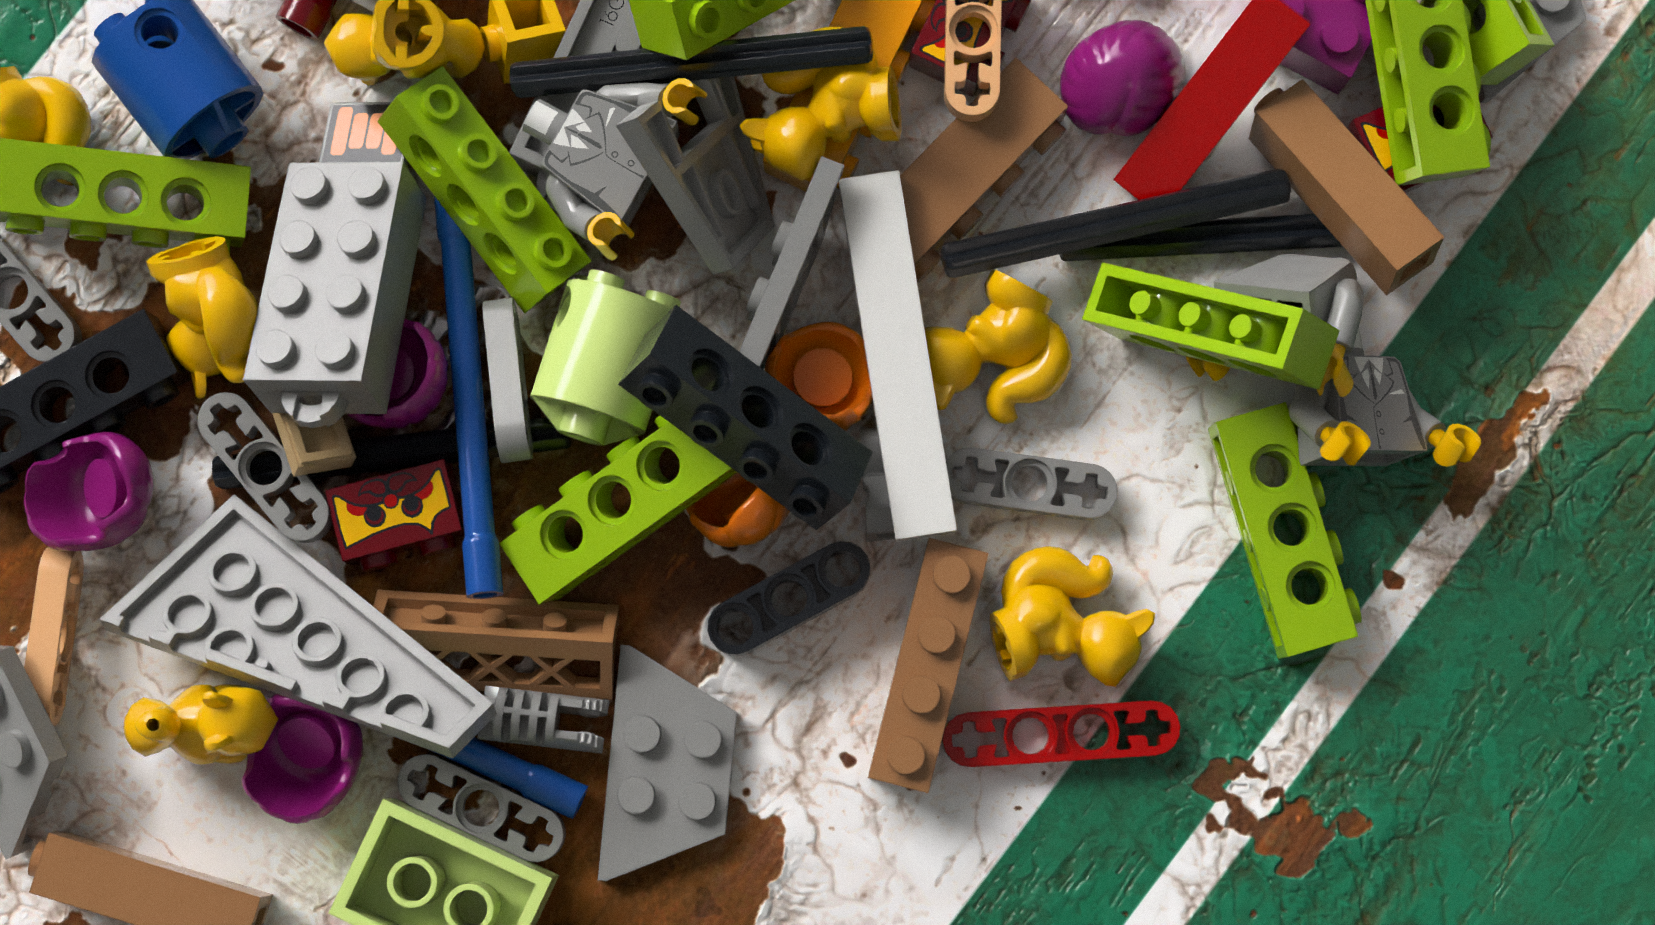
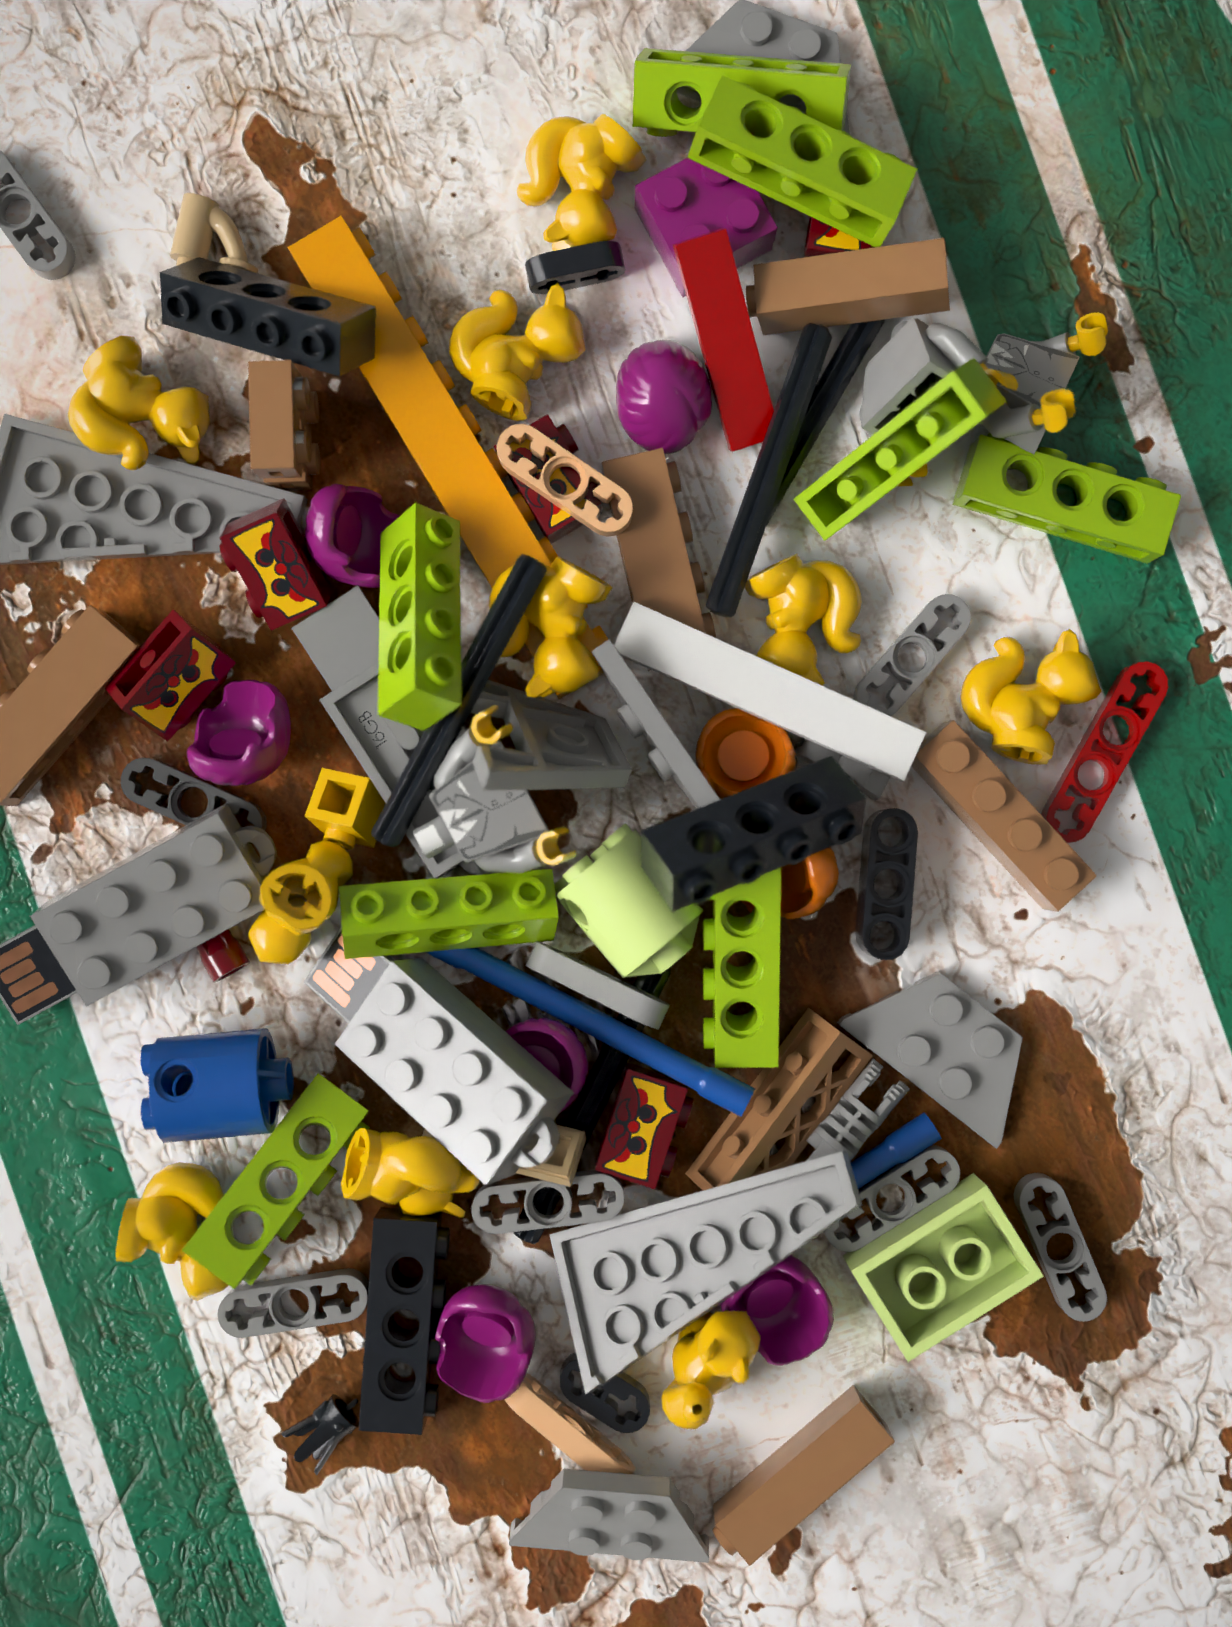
camera: 60 degrees left, 5 degrees up
(96, 655) = (601, 1405): none -> black beam

